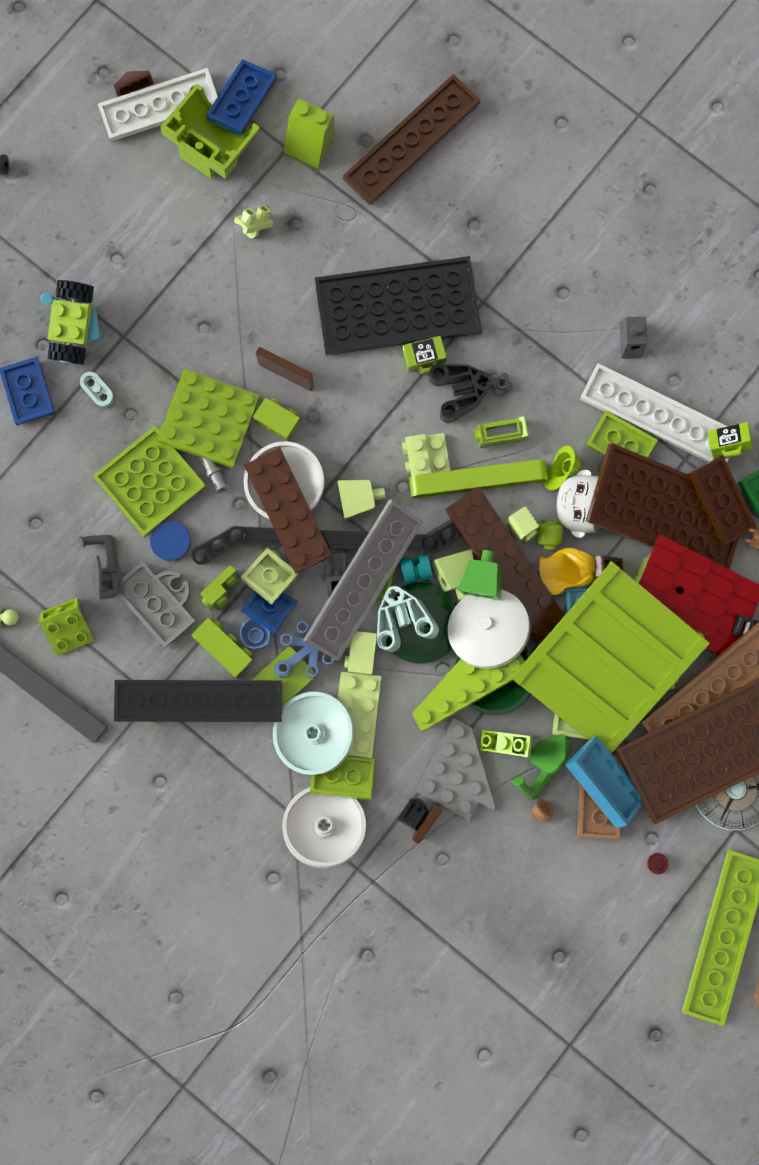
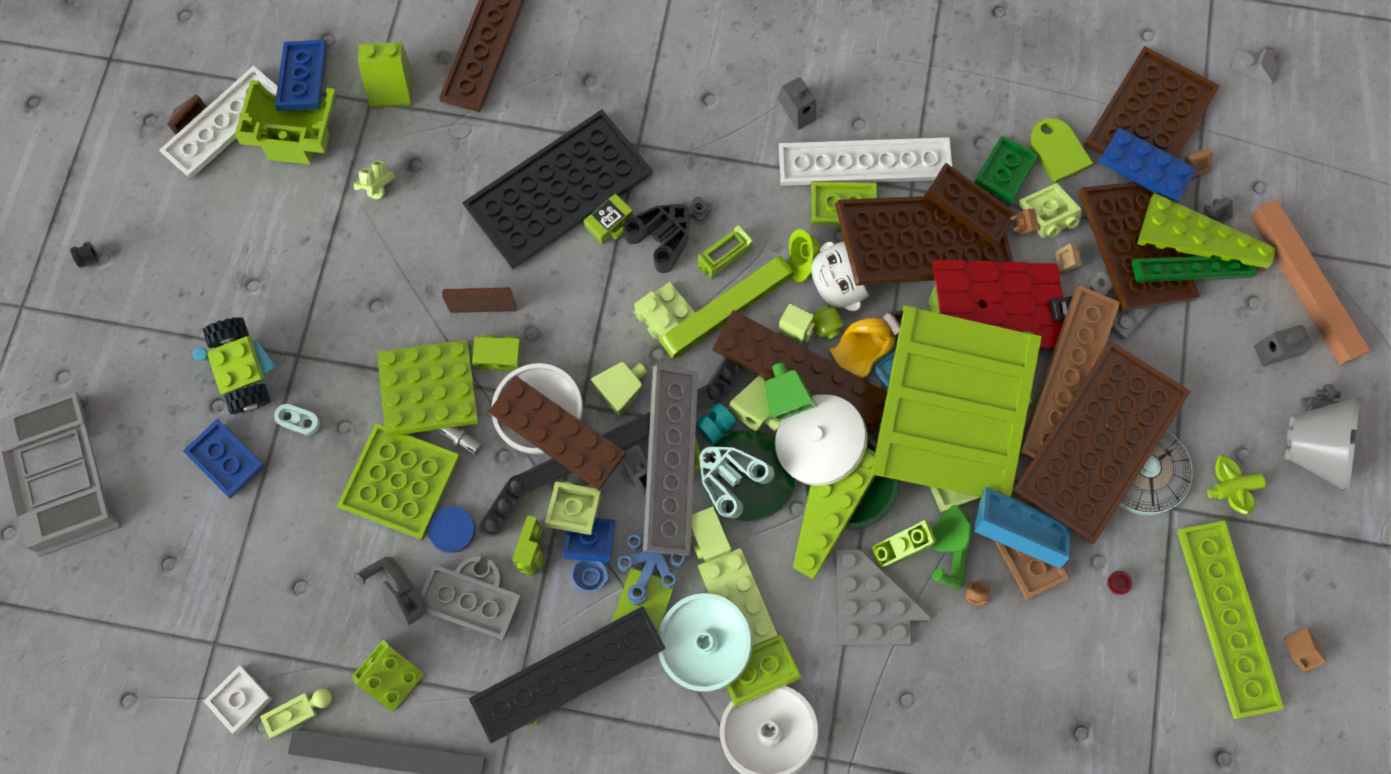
camera: 25 degrees left, 10 degrees down
(223, 647) = (564, 606): lime brick -> none
(413, 813) = (852, 668): black plate -> none
(427, 822) = (871, 669): reddish brown tile -> none
(730, 440) = (944, 147): lime piece -> none

